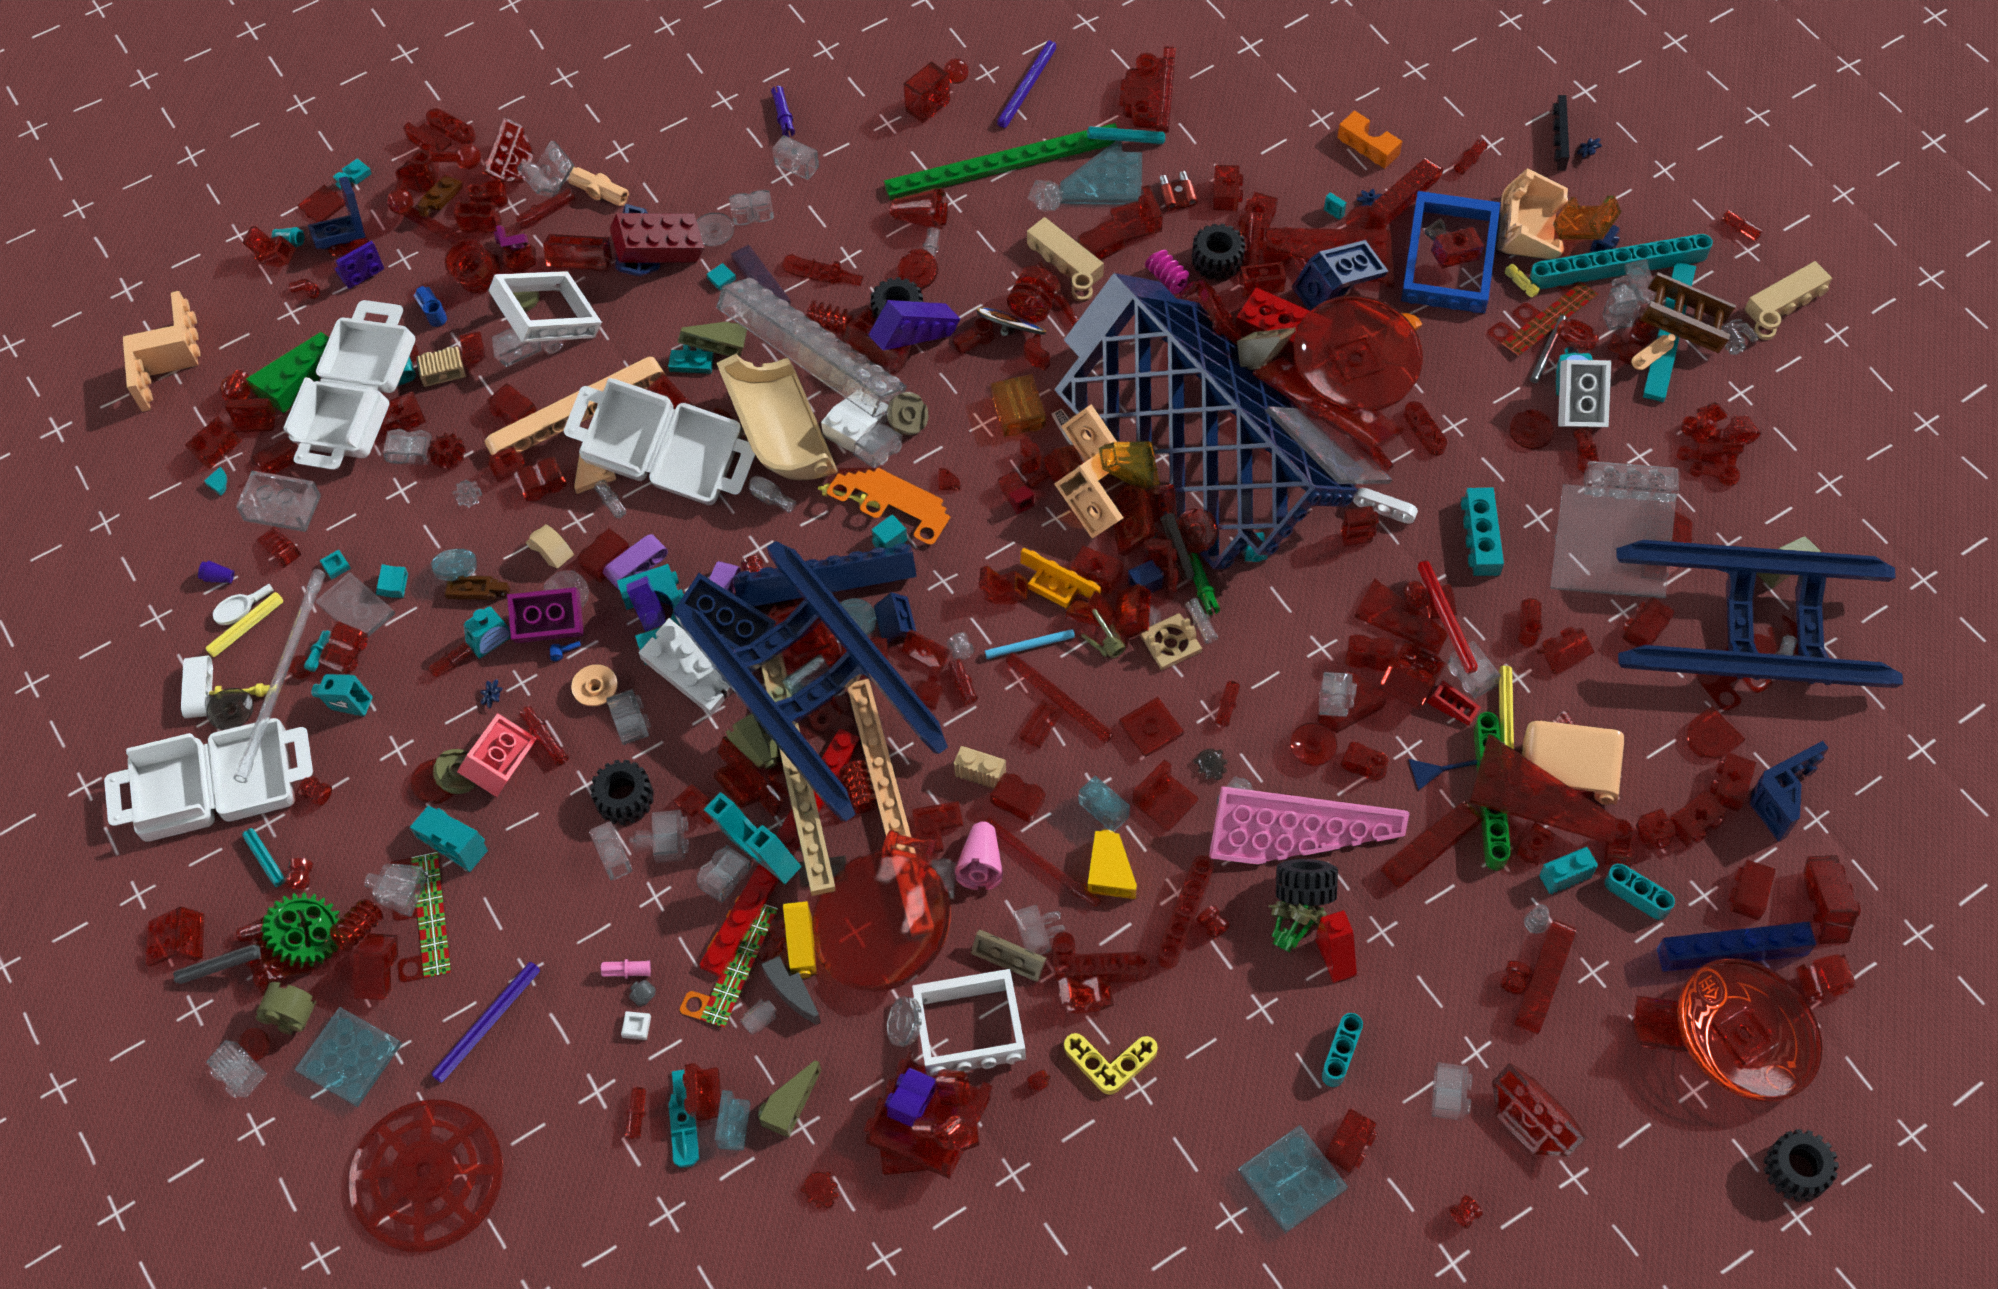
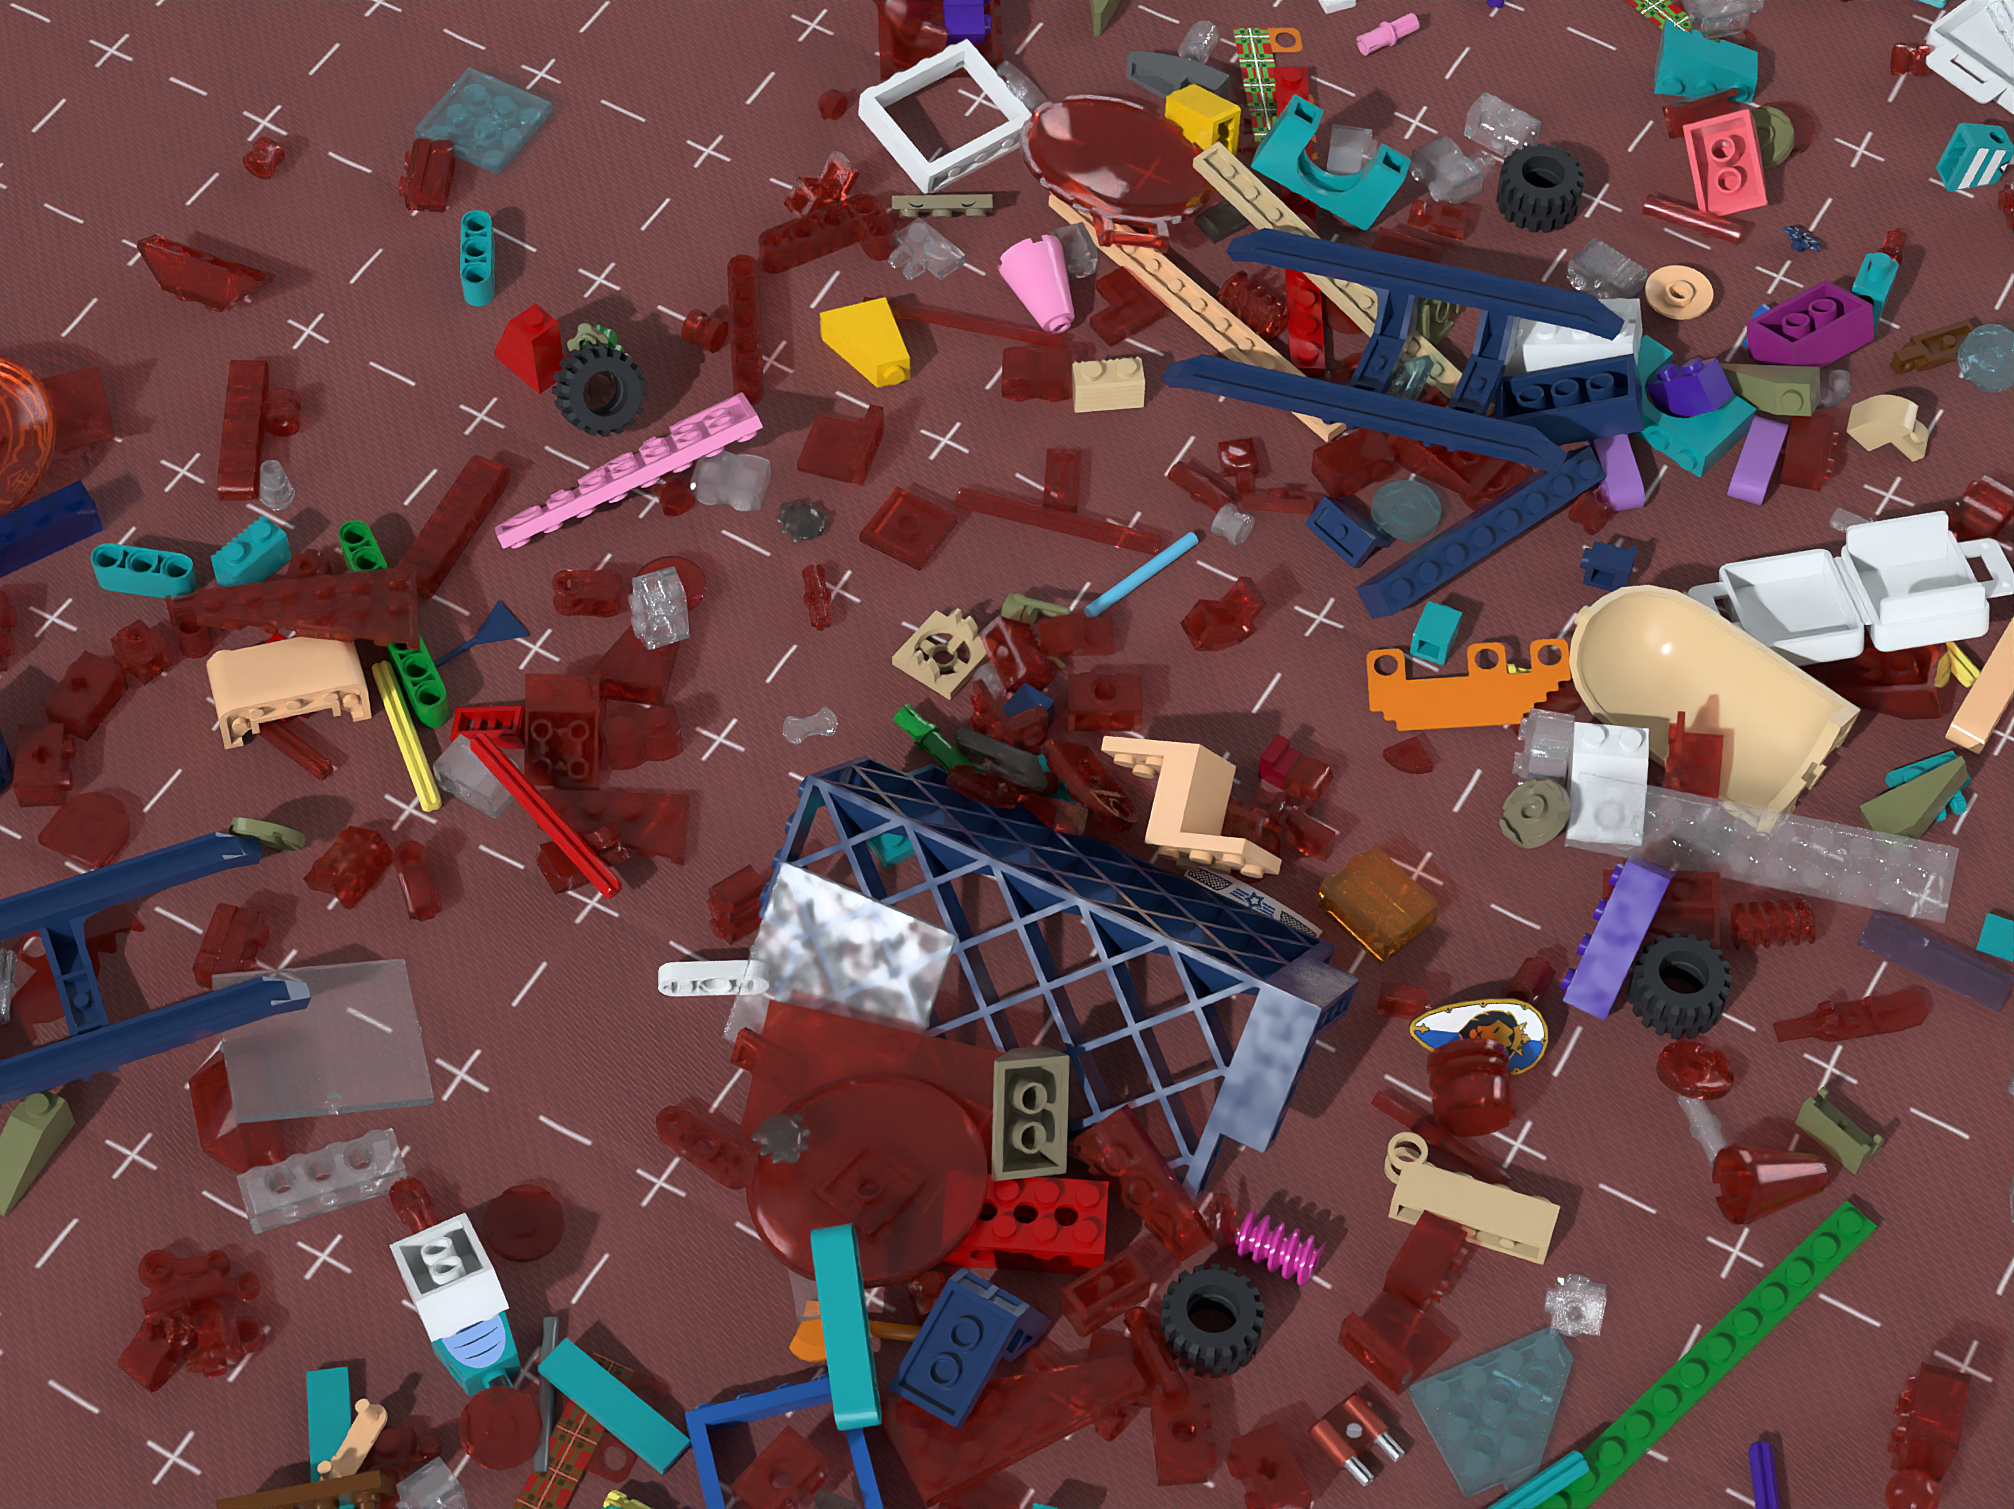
camera: 150 degrees right, 5 degrees down
(477, 804) = (1696, 109): none -> clear red panel
(597, 581) = (1776, 387): none -> olive slope
(642, 992) = (1352, 26): dark grey piece -> none
(765, 531) = (1608, 566): none -> dark blue brick
(810, 401) = (1693, 760): none -> clear red bracket
(869, 222) = (1837, 1133): none -> olive hinge
(1055, 581) = (1156, 660): light orange bracket -> none
(1104, 804) = (918, 404): clear light blue brick -> none
(1114, 1069) = (753, 140): light yellow beam -> none
(1131, 463) = (1136, 816): clear yellow slope -> none
(1201, 621) = (912, 693): clear pin -> none
(1259, 629) = (798, 729): none -> clear piece
(1391, 387) = (782, 1137): none -> clear smoke piece
(1400, 286) = (845, 1327): none -> teal beam
(1450, 1091) = (325, 265): clear brick -> none
(1482, 501) = (558, 1046): teal brick -> none
(1518, 327) = (614, 1406): none -> teal tile
(1610, 673) = (269, 834): none -> olive tile

